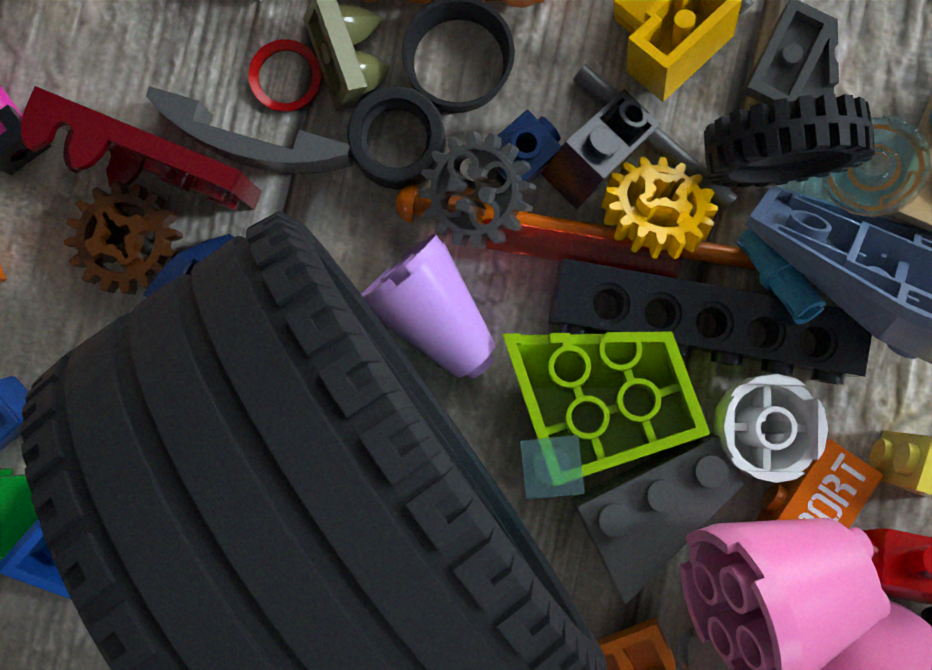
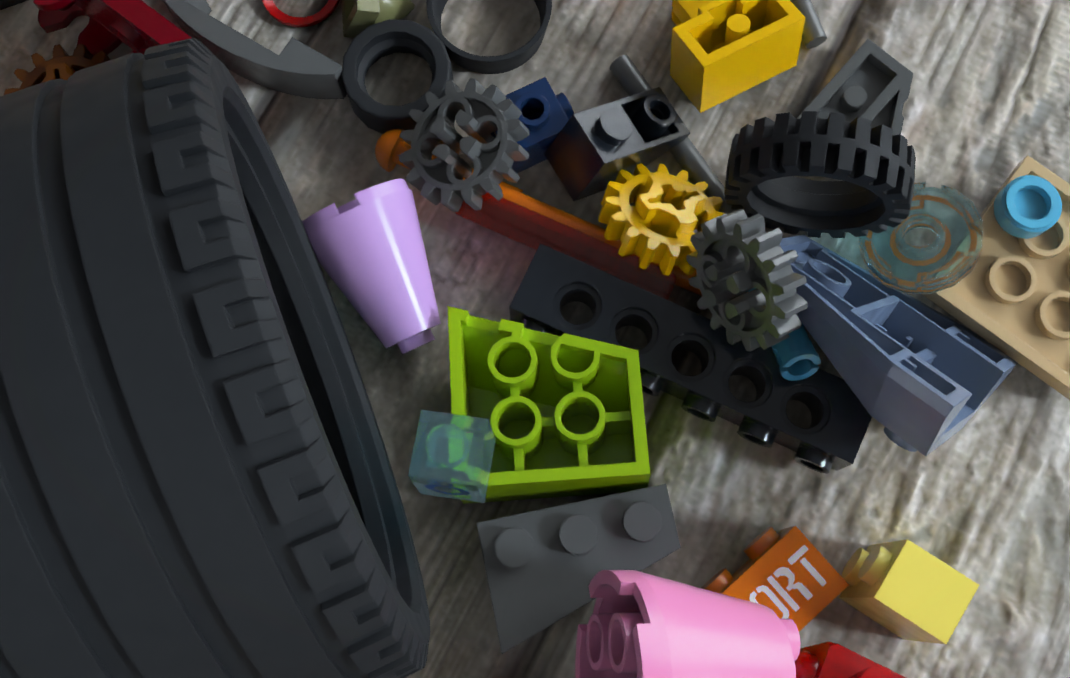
camera: 15 degrees right, 10 degrees down
(753, 254) = (742, 244): none -> dark grey gear
(771, 427) = (727, 491): white cylinder -> none

